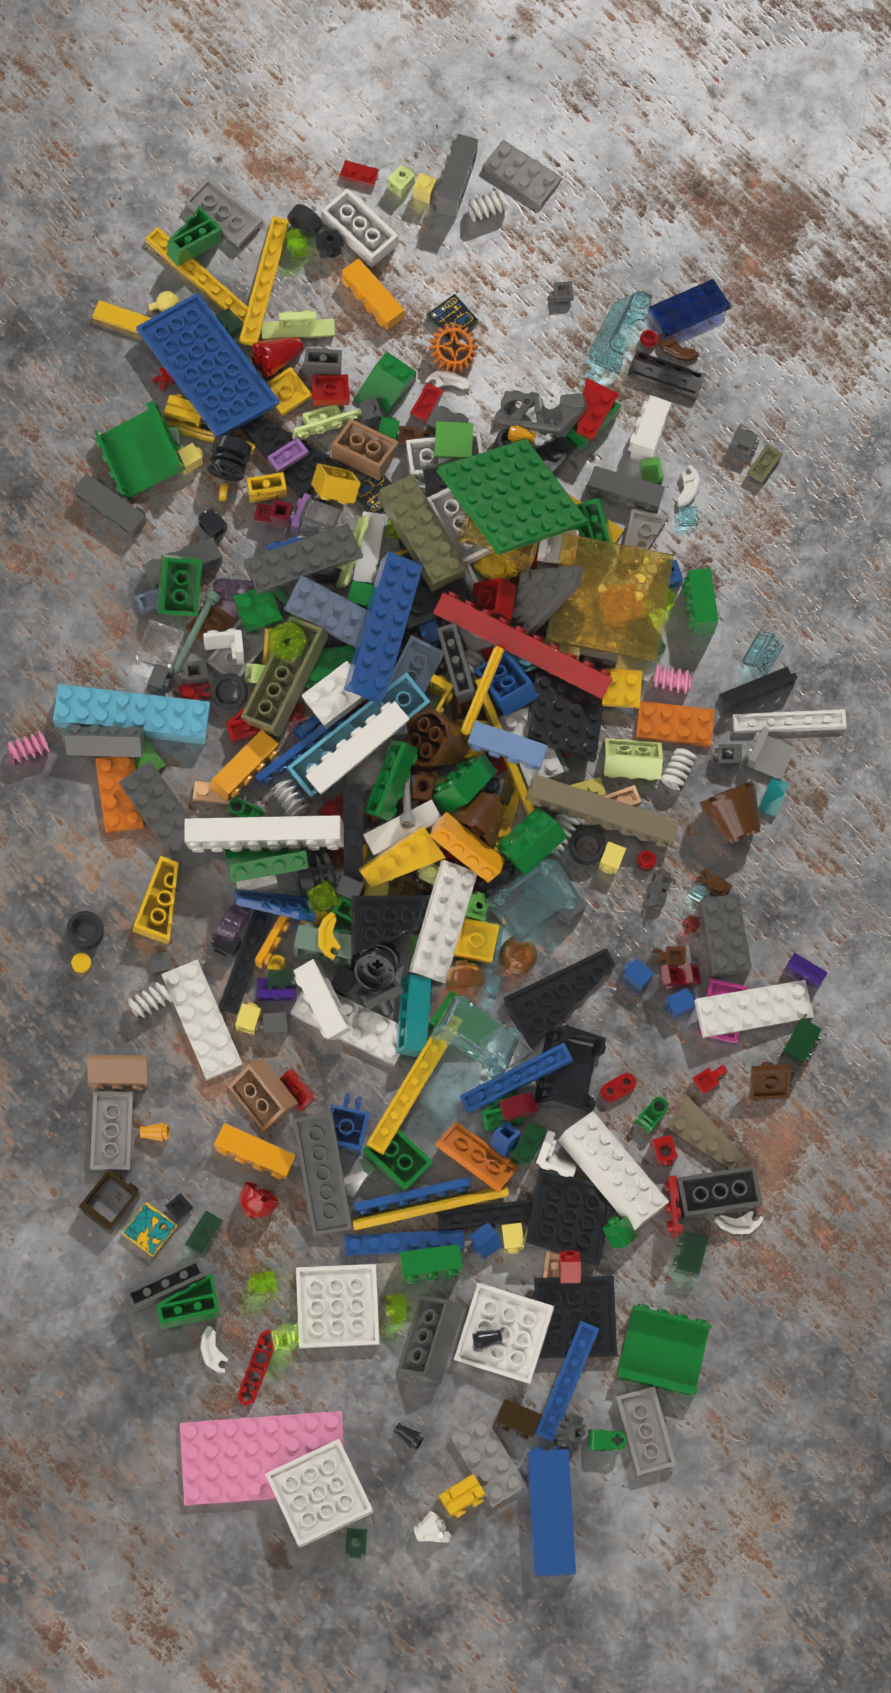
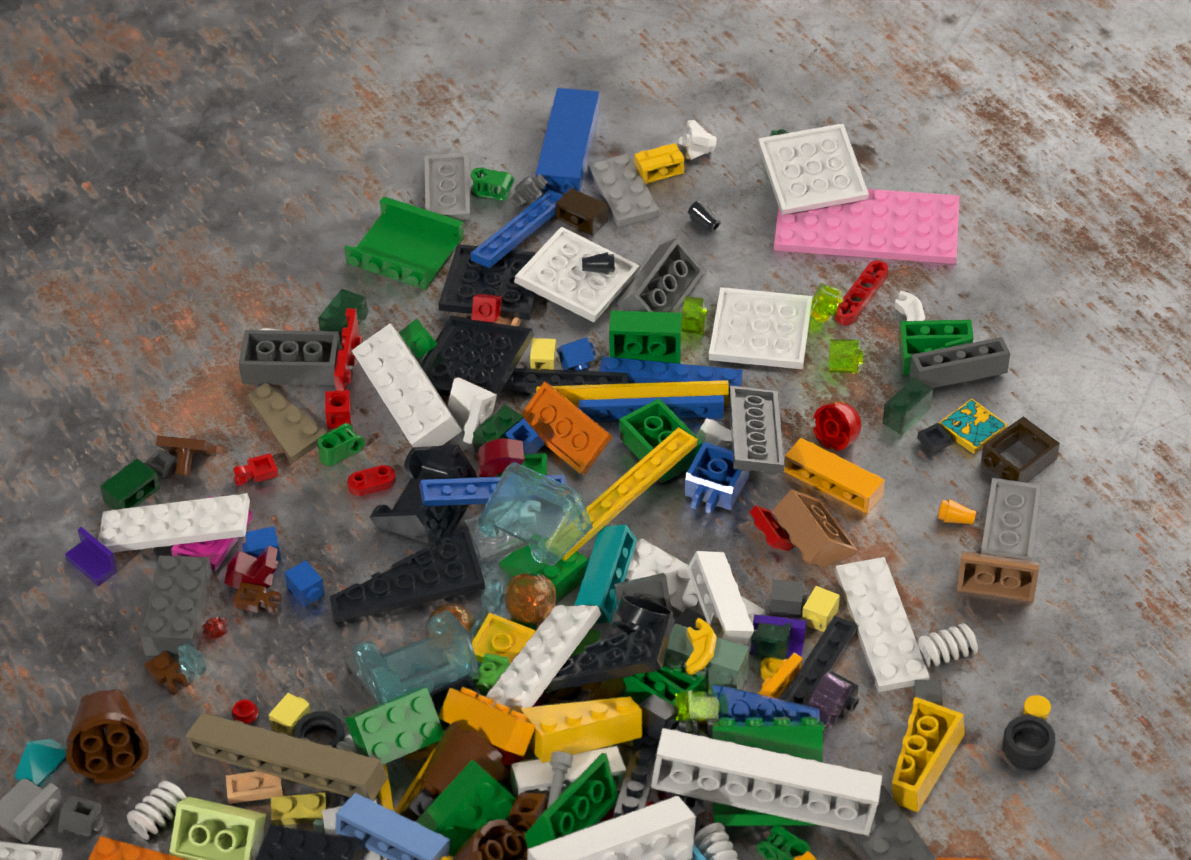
camera: 160 degrees left, 25 degrees down
(660, 880) = (244, 675): dark grey hinge -> none

